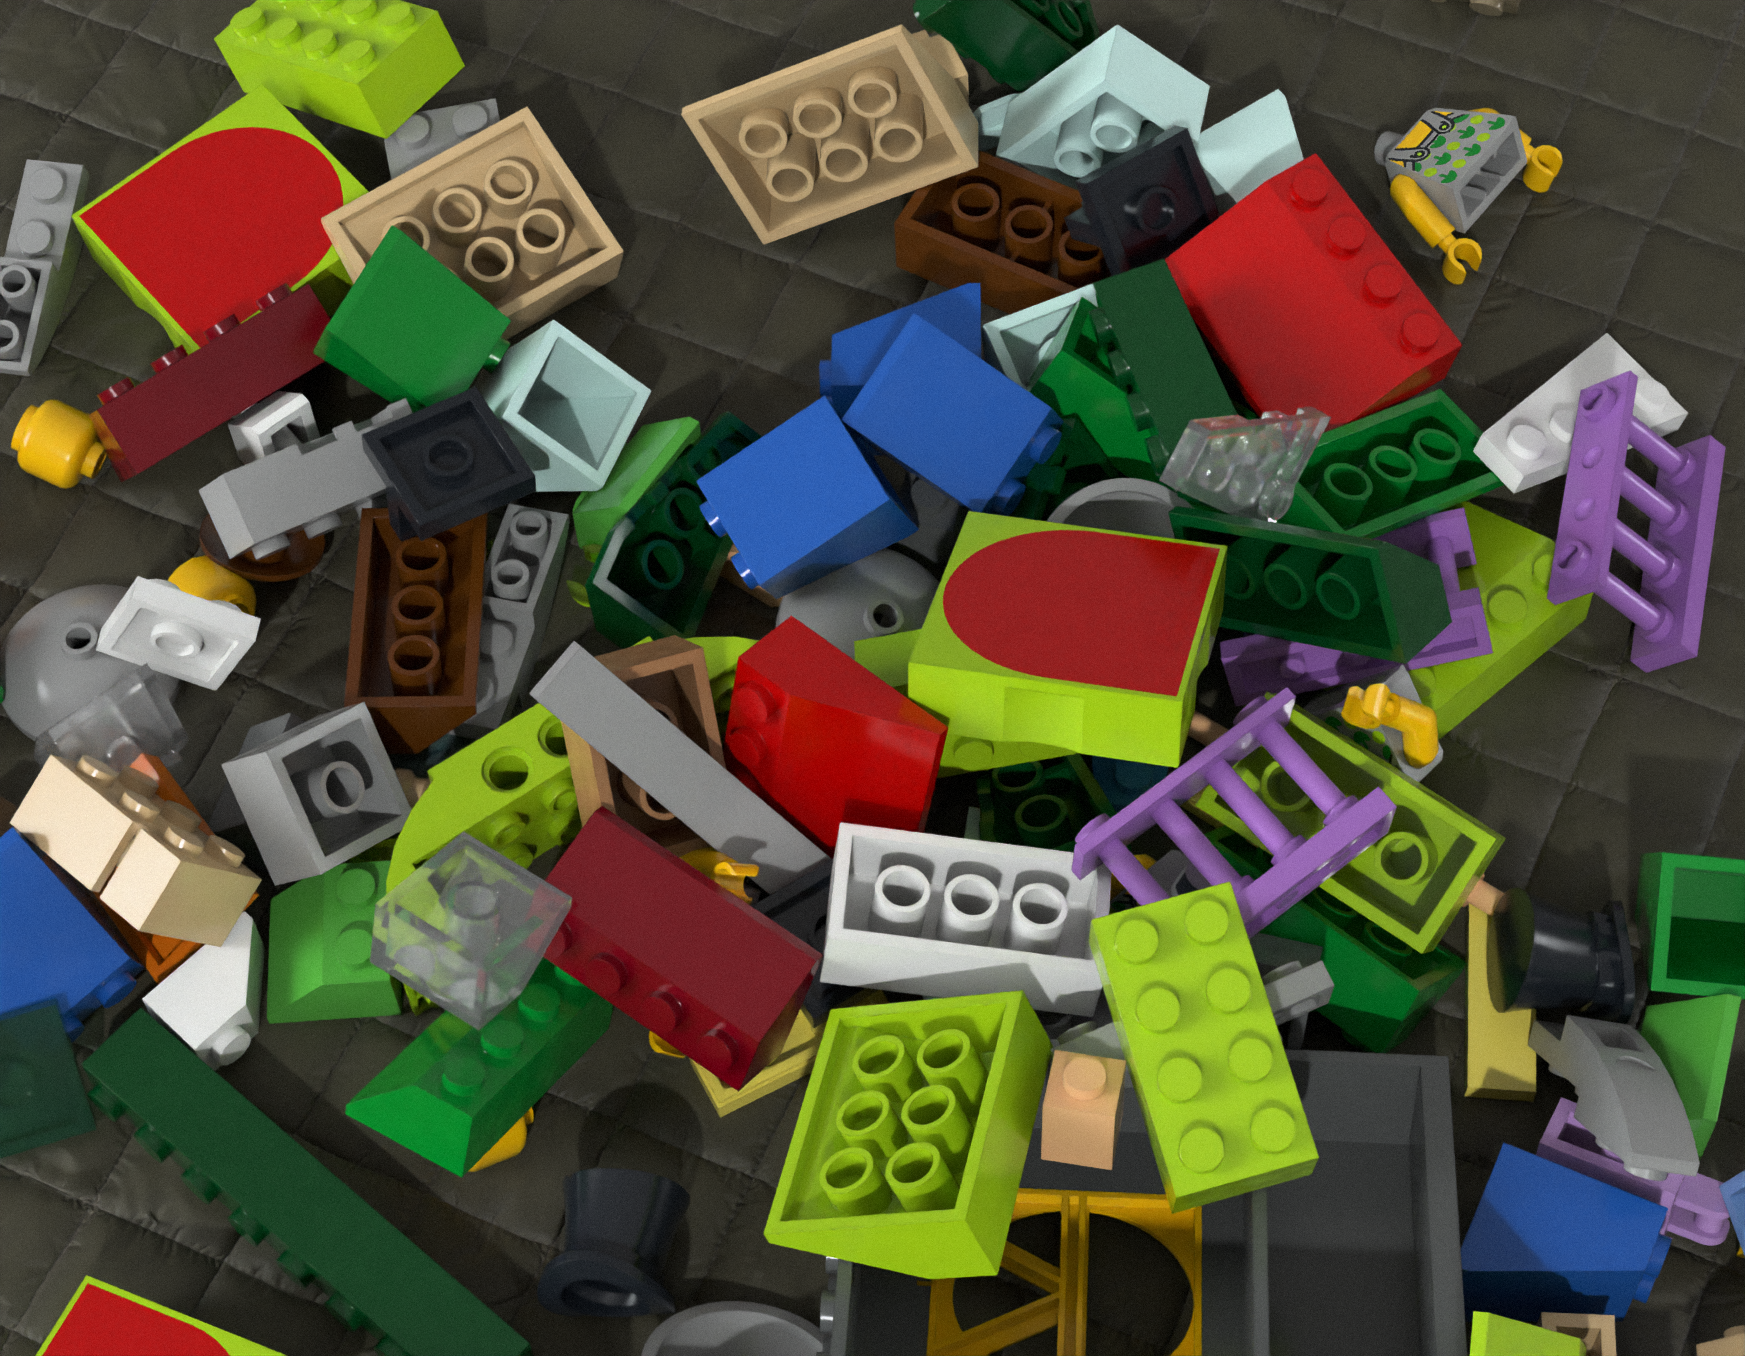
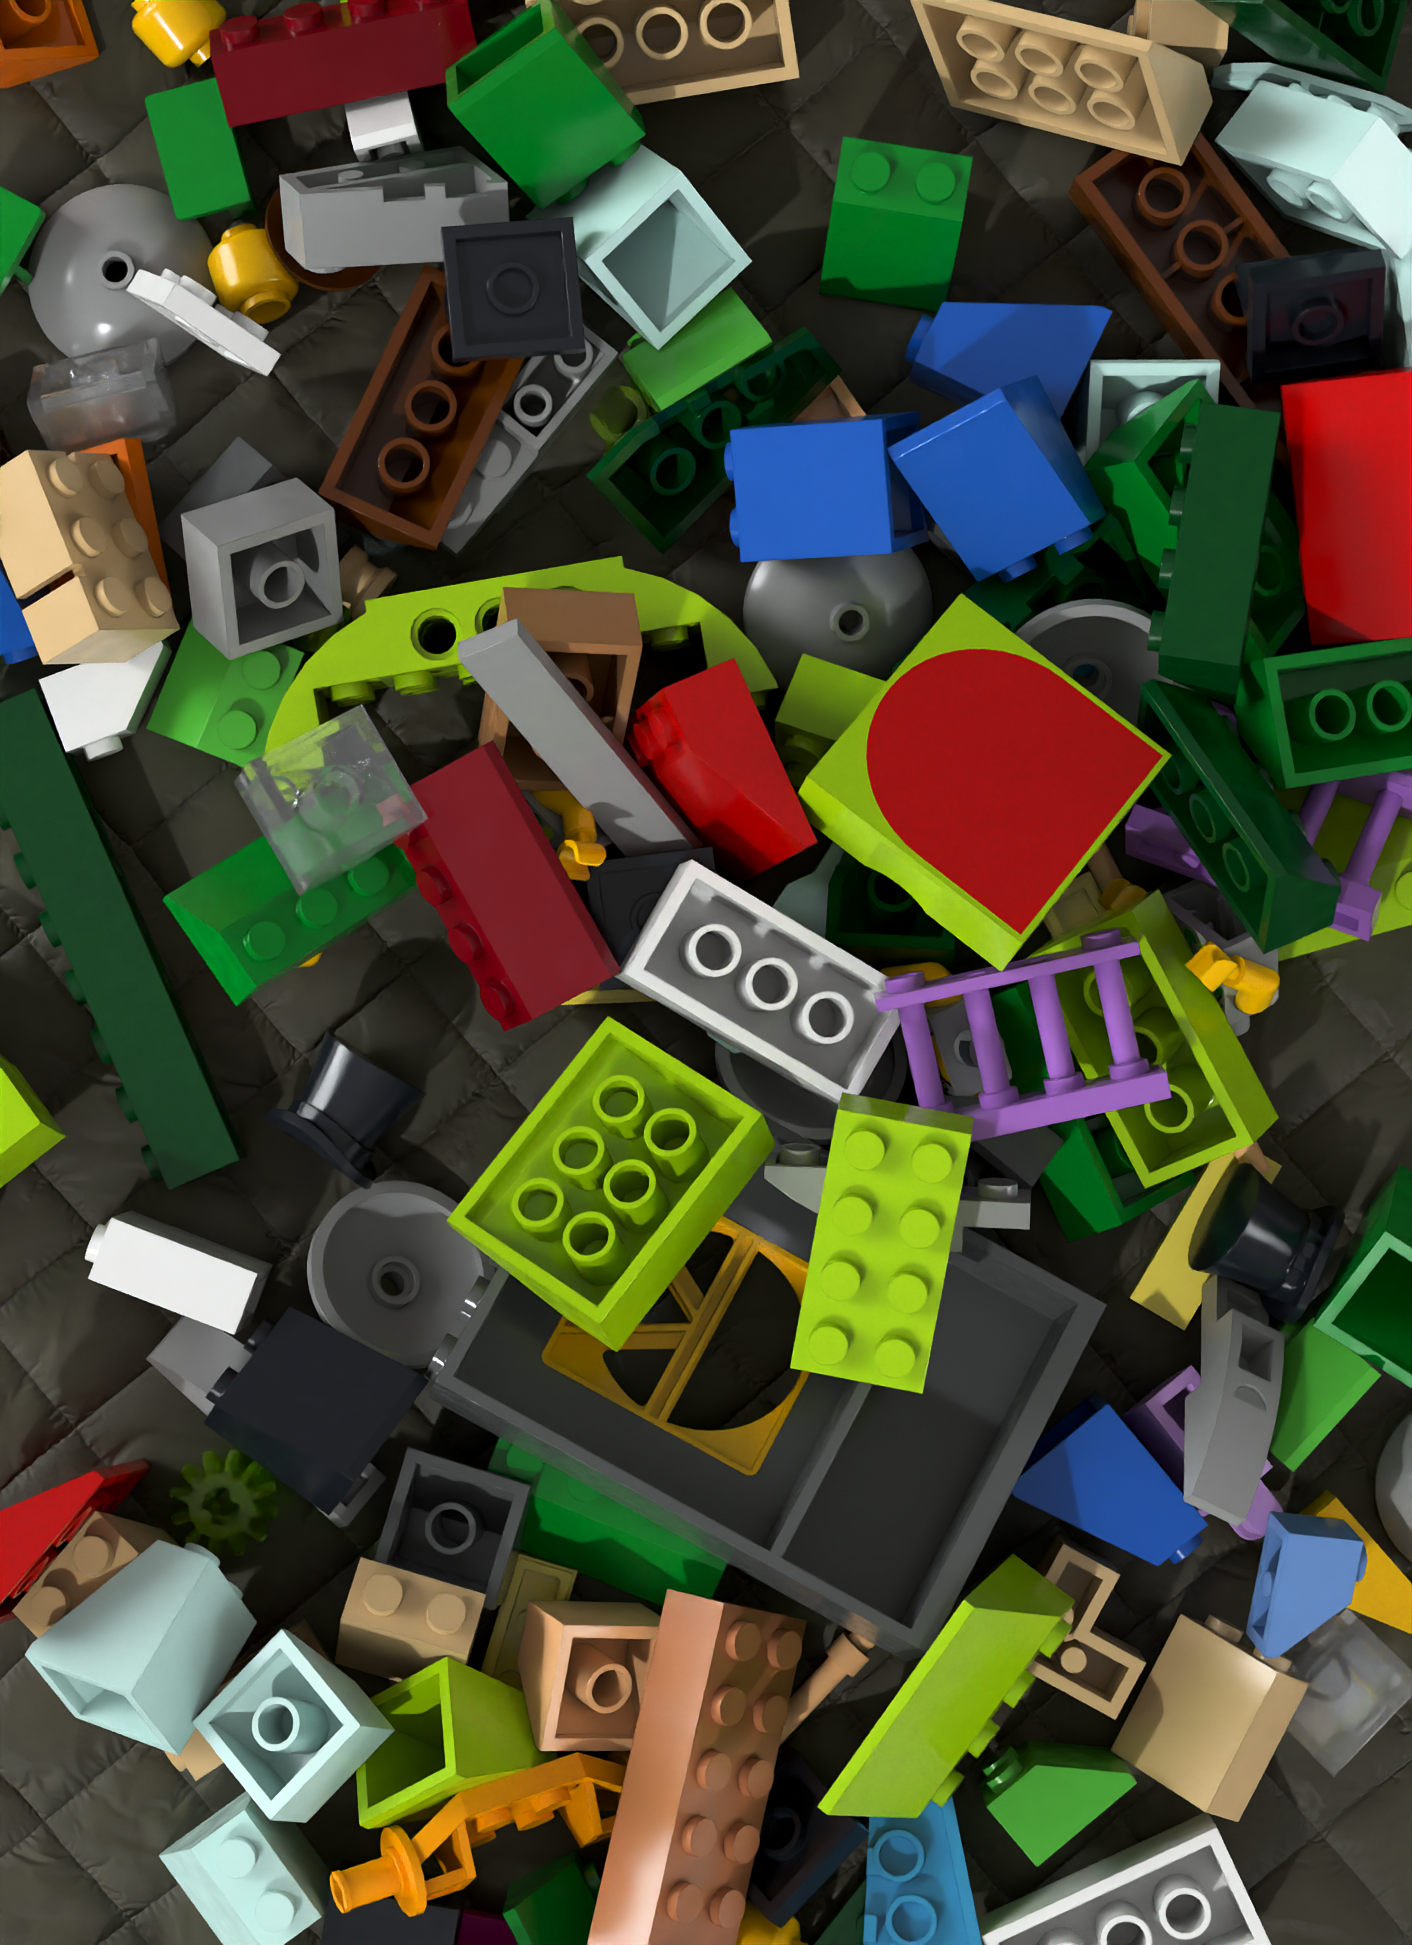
camera: 20 degrees right, 30 degrees up
(120, 524) = (200, 152): none -> green panel
(758, 317) = (894, 224): none -> green slope
(1083, 1109) = (767, 1227): light nougat brick -> none
(1245, 463) = (1225, 696): clear wing -> none

